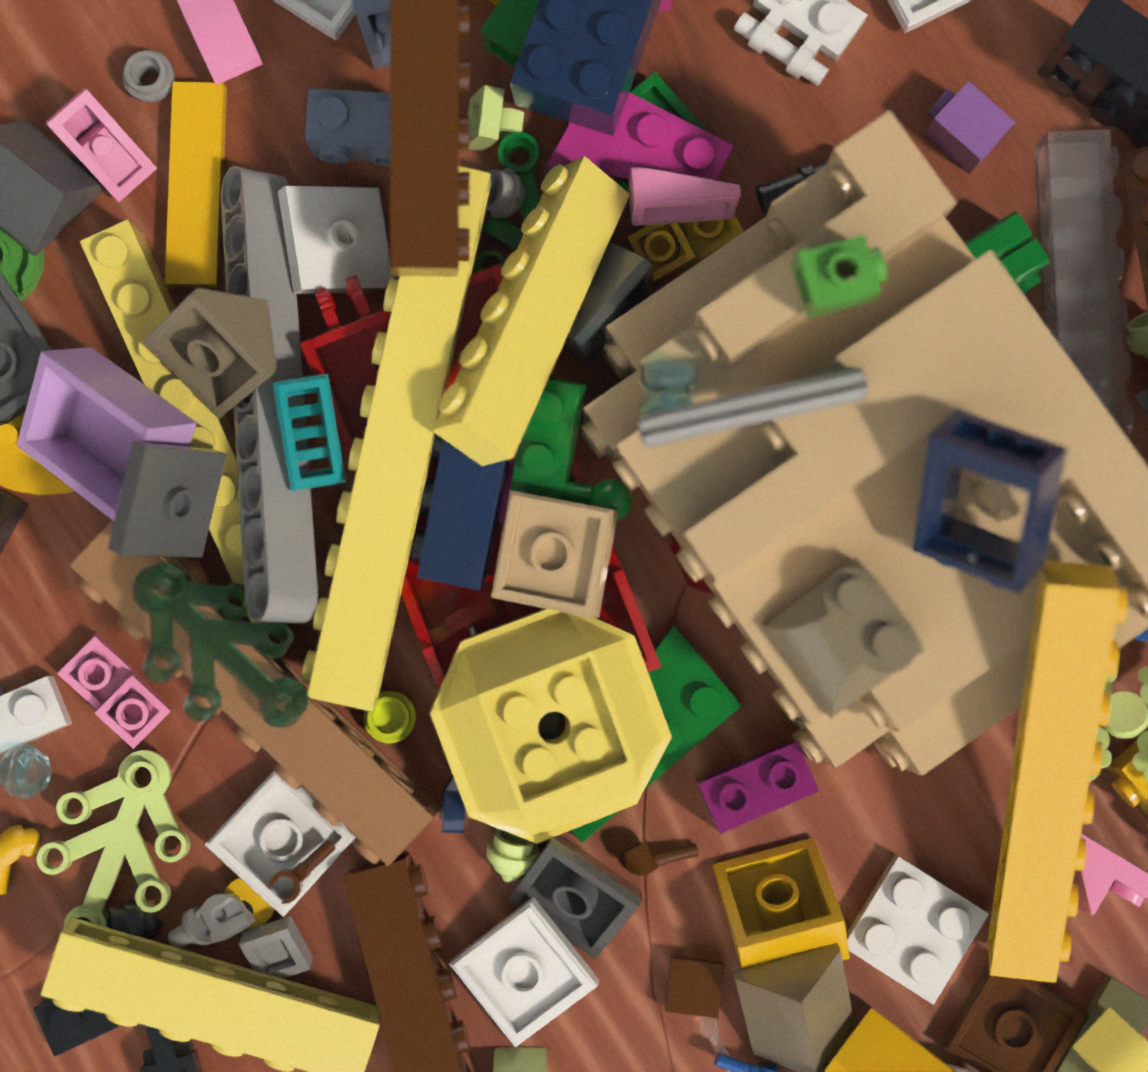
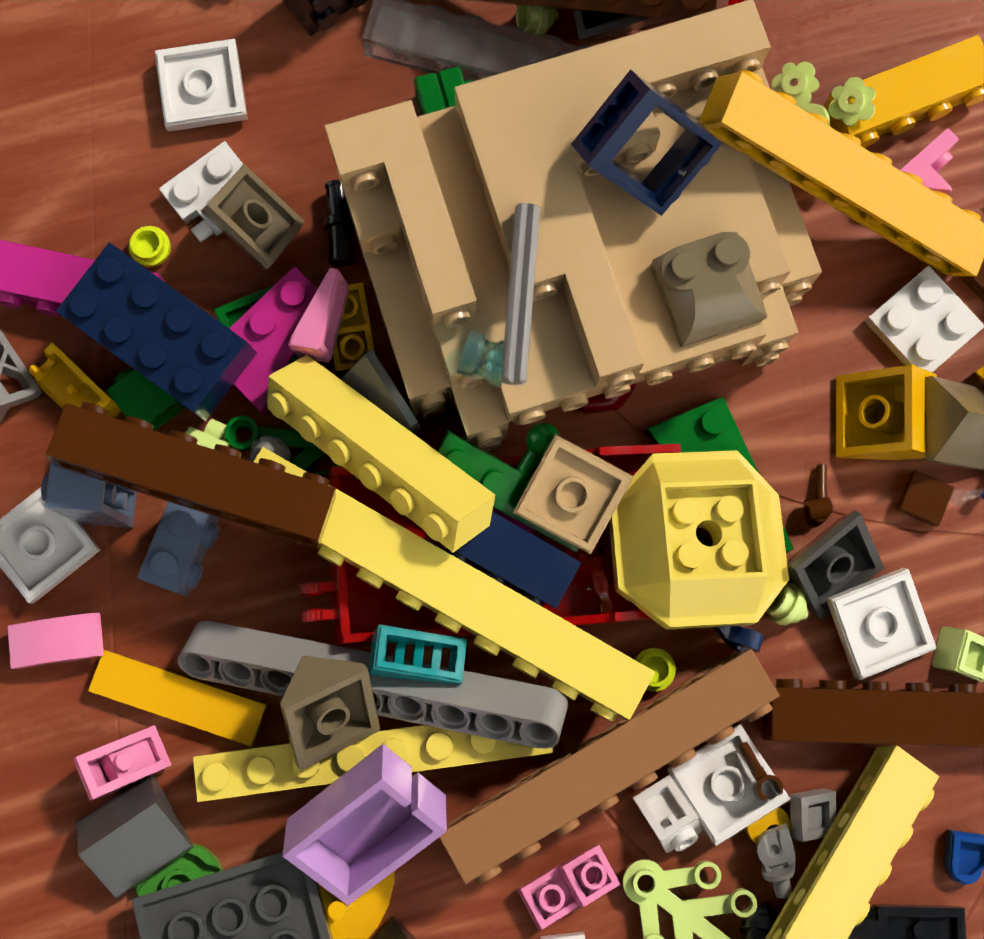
camera: 80 degrees left, 5 degrees down
(138, 66) = (63, 713): light grey plate -> none
(166, 500) = (439, 785): dark grey plate -> none
(214, 640) = (565, 781): clear green plant -> none
(226, 781) = (669, 815): none -> white bracket
(333, 237) = (262, 596): white plate -> none
(756, 785) = (788, 403): magenta brick -> none
(778, 77) = (253, 217): none -> dark tan slope
(826, 292) = (441, 213): bright green brick -> none
(967, 125) = (336, 94): medium lavender brick -> none

